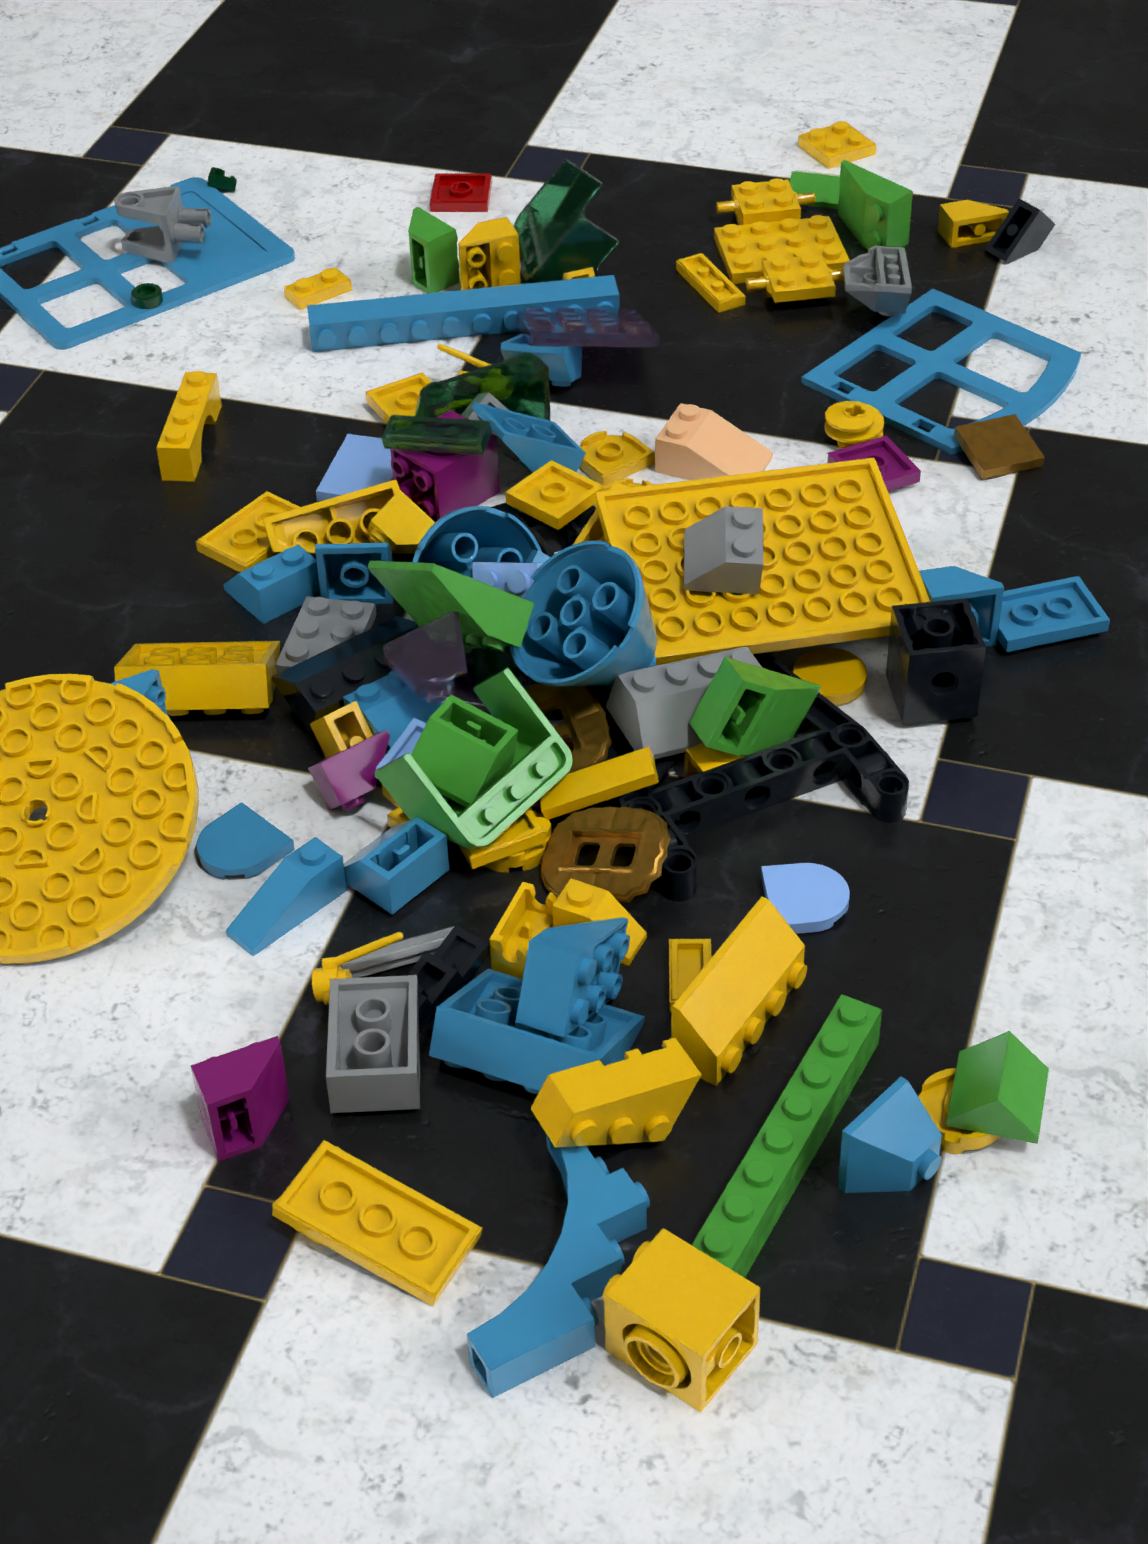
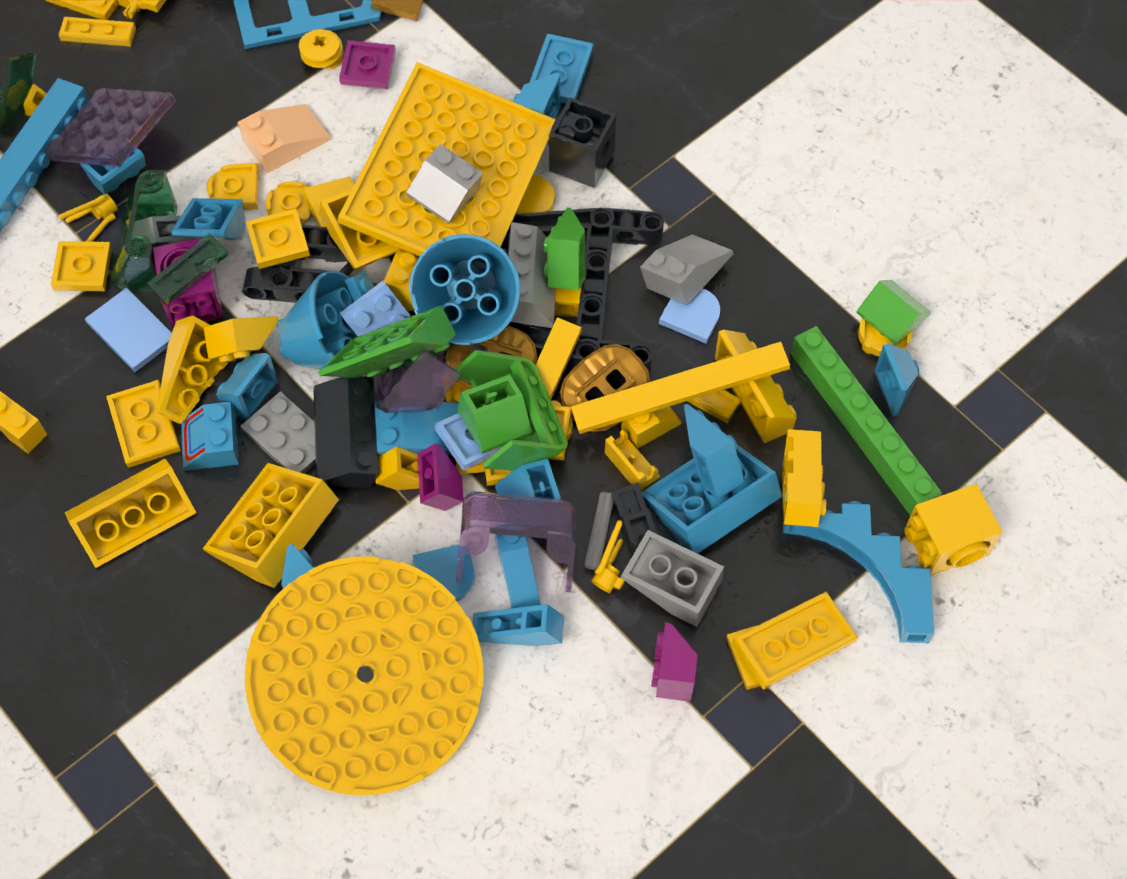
camera: 60 degrees left, 20 degrees up
(136, 569) = (130, 512): none -> yellow slope
(209, 938) = (520, 626): none -> dark azure slope
(346, 866) = (518, 516): none -> clear purple windscreen
(650, 903) = (680, 387): none -> yellow tile
(858, 846) = (684, 267): none -> light grey slope

